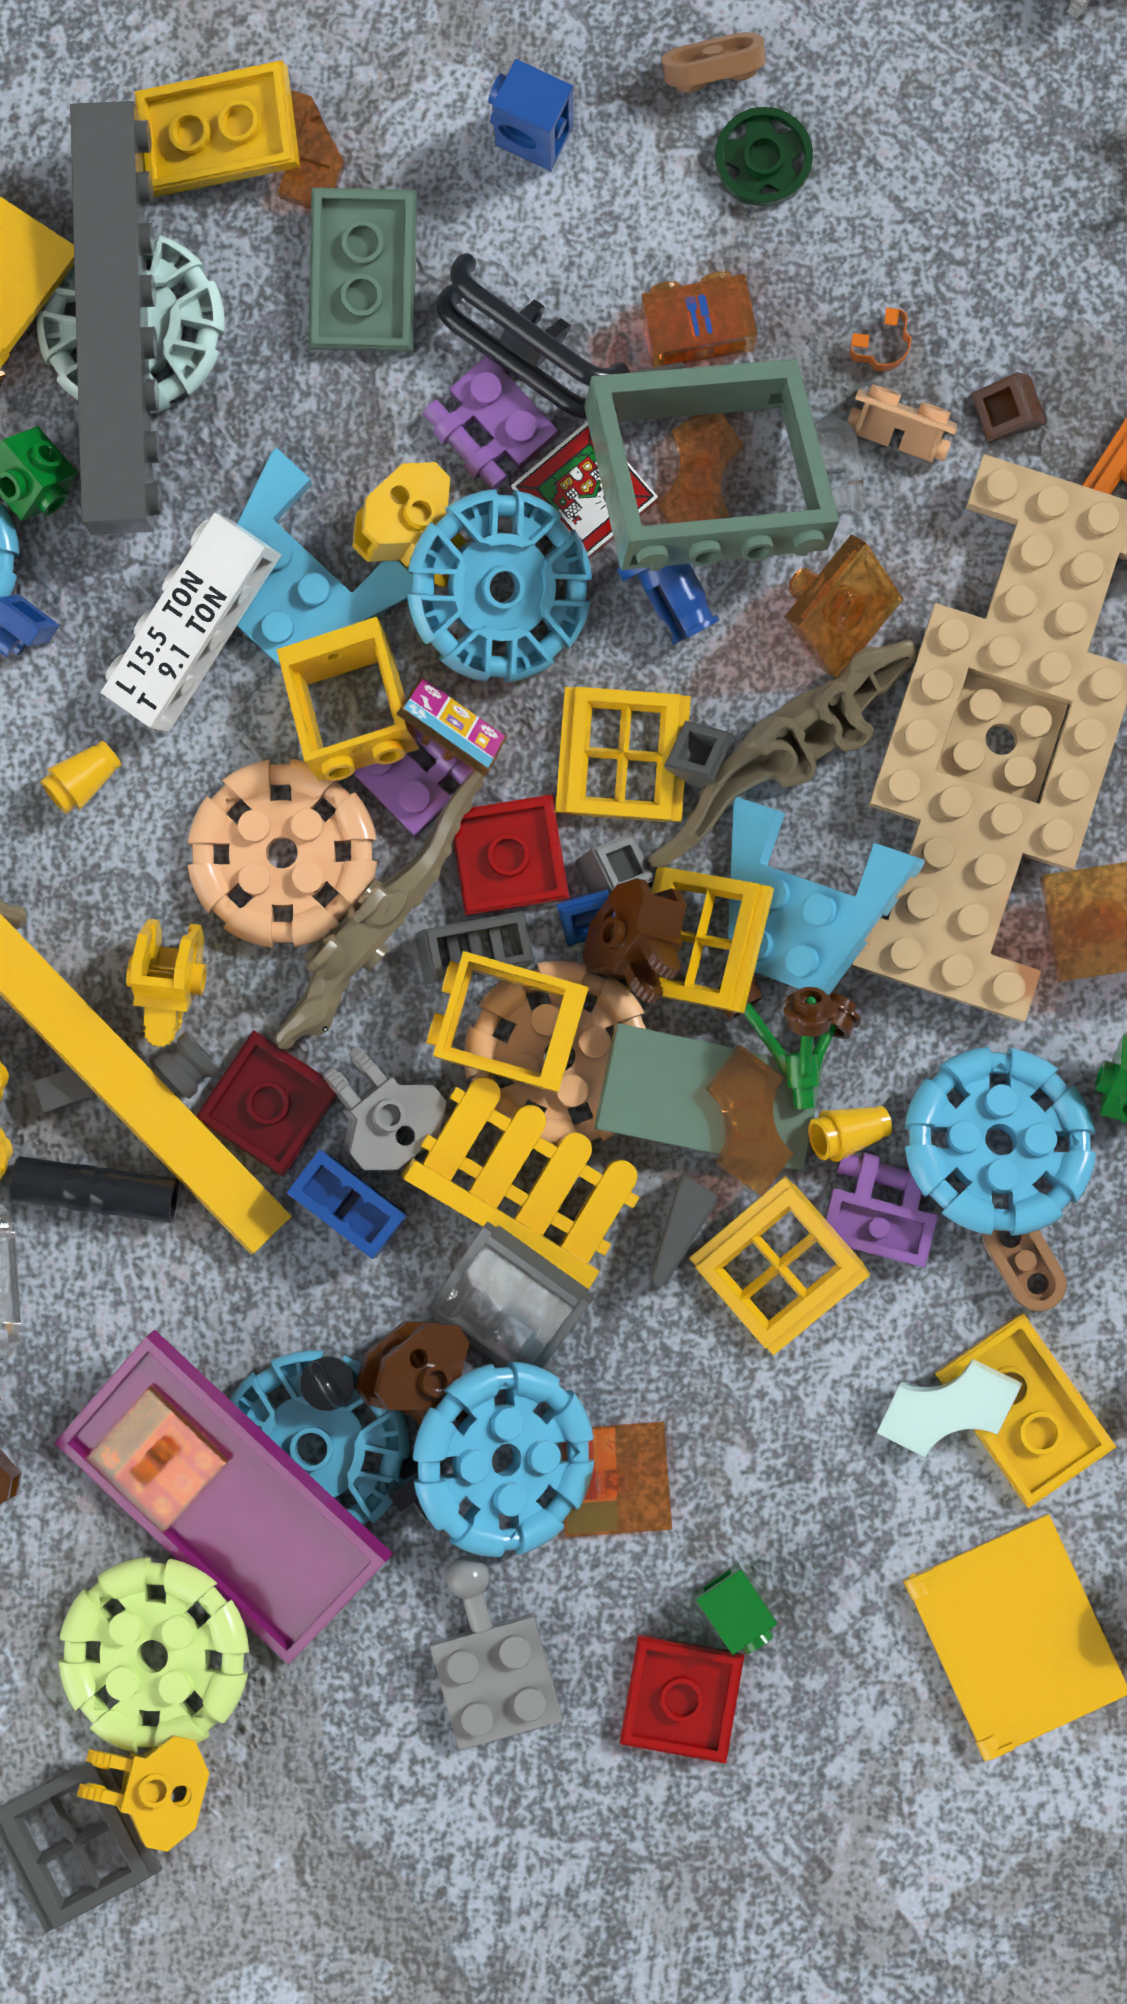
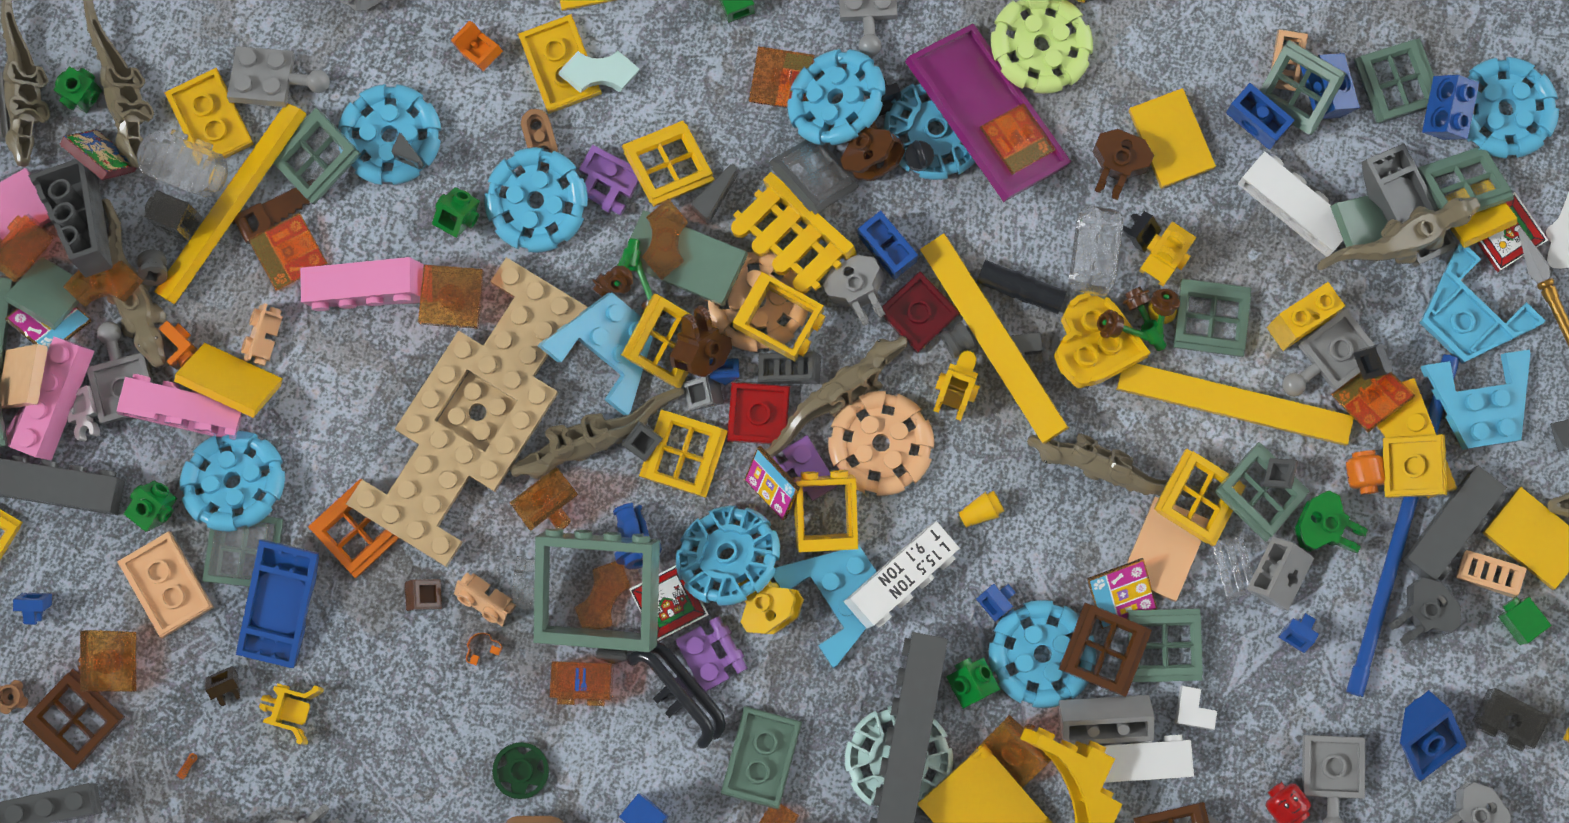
camera: 170 degrees left, 5 degrees down
(846, 1131) = (616, 223): yellow cone -> none

